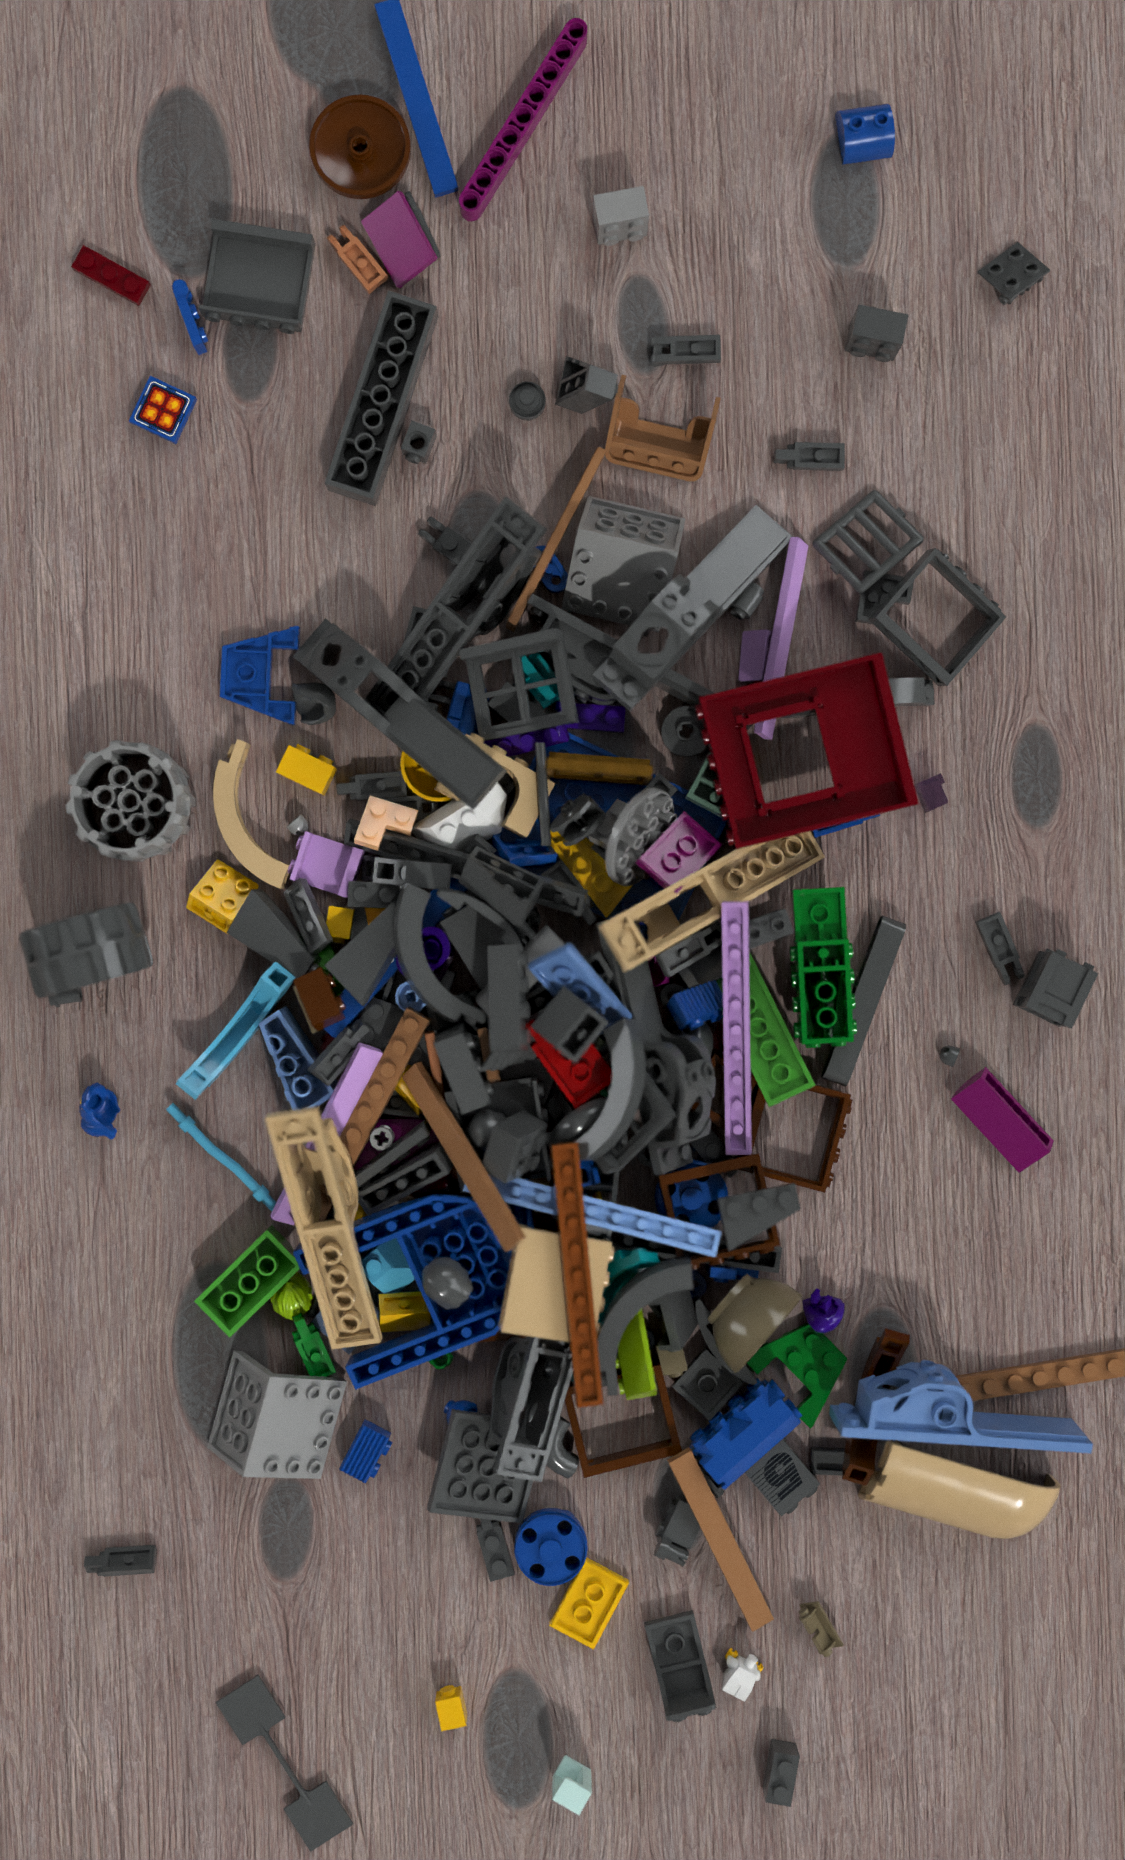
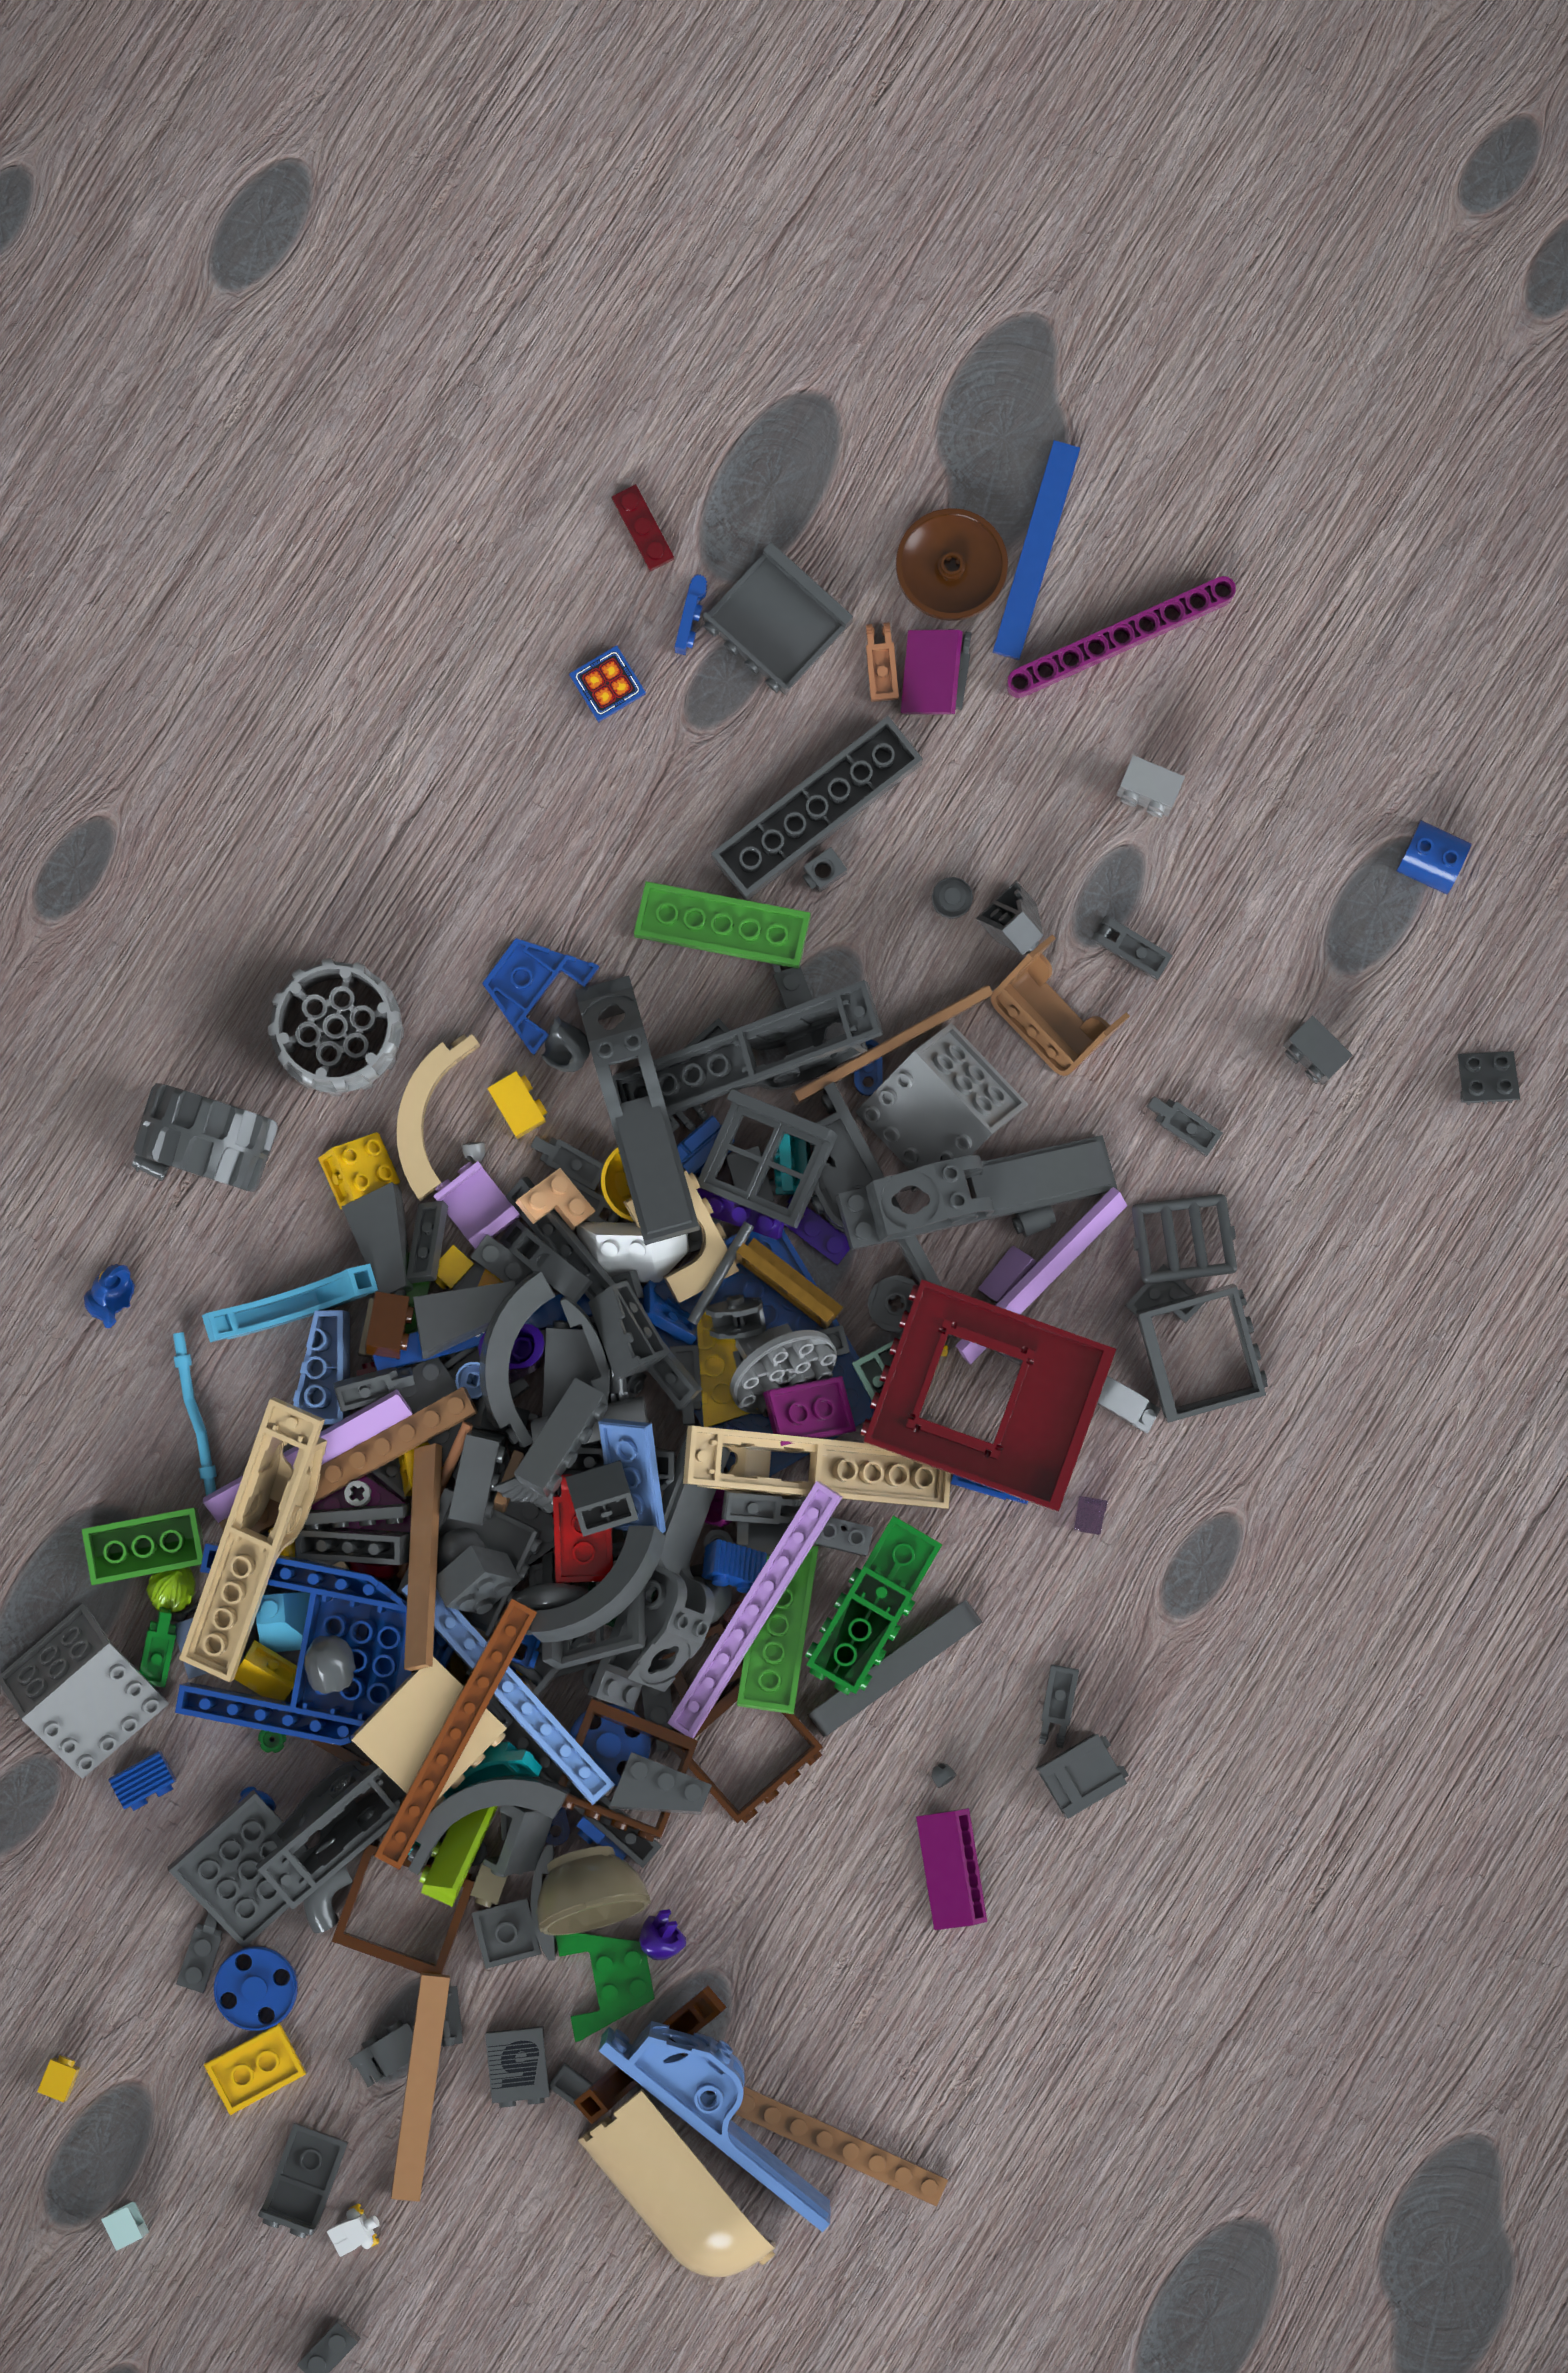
camera: 30 degrees right, 5 degrees down
(369, 533) = (722, 925): none -> bright green plate
(745, 1432) = (511, 1999): blue brick -> none
(816, 1621) = (459, 2226): dark tan hinge -> none

